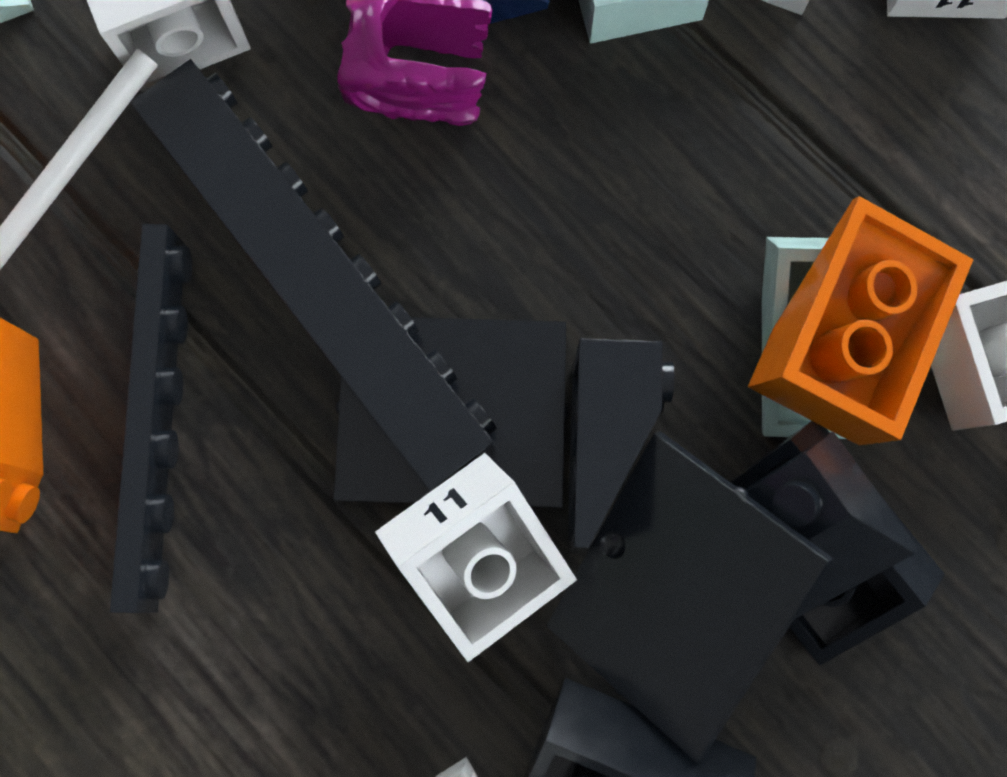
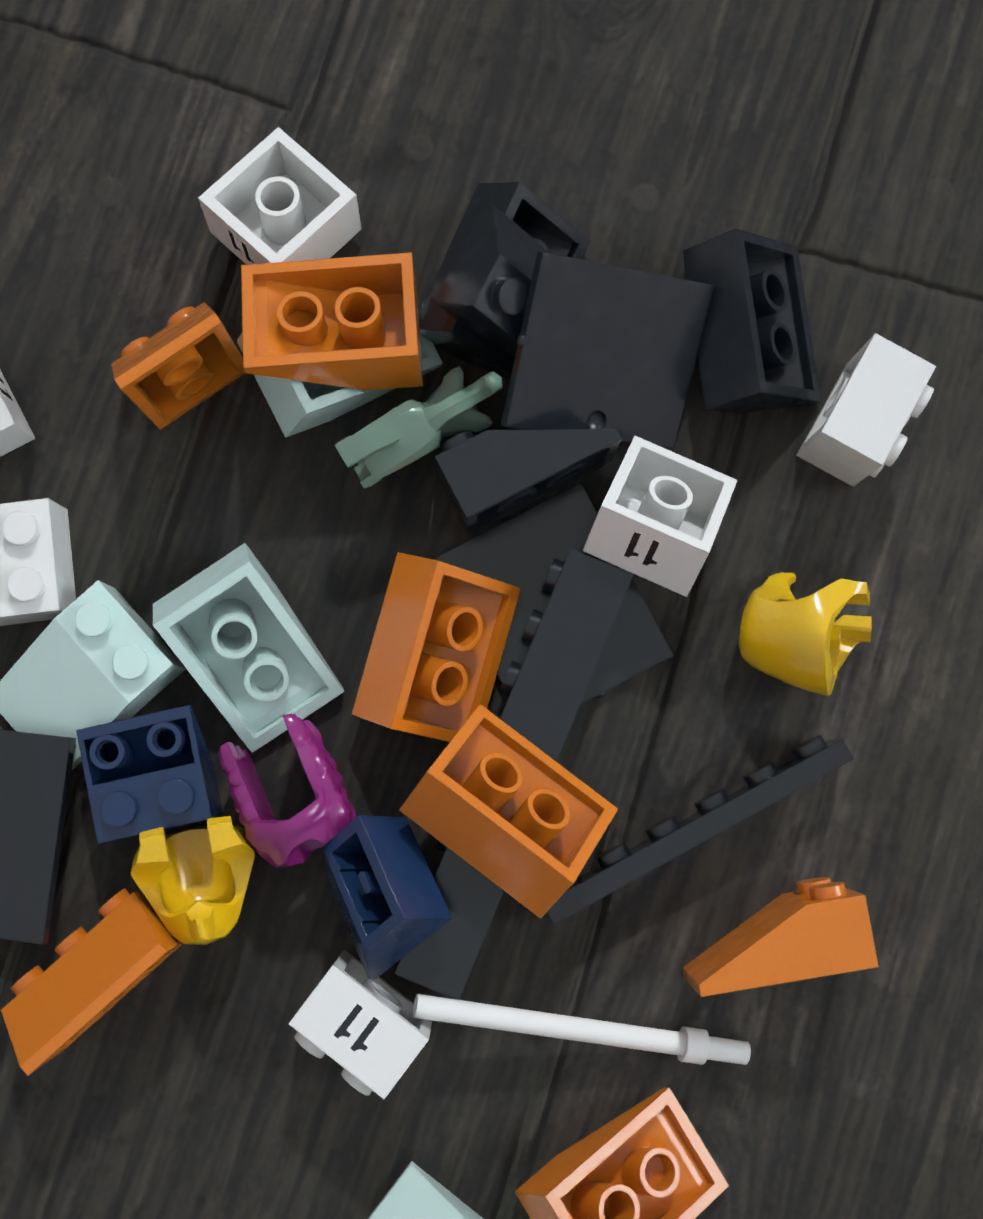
camera: 125 degrees left, 5 degrees up
(257, 632) = (799, 636): none -> yellow piece
(265, 232) = (510, 811): none -> orange slope
(269, 80) = (383, 889): none -> dark blue slope
(470, 263) = (435, 647): none -> orange slope
(580, 93) = (245, 647): none -> light aqua slope
(705, 354) = (418, 427): none -> sand green animal
(895, 149) = (178, 365): none -> orange slope

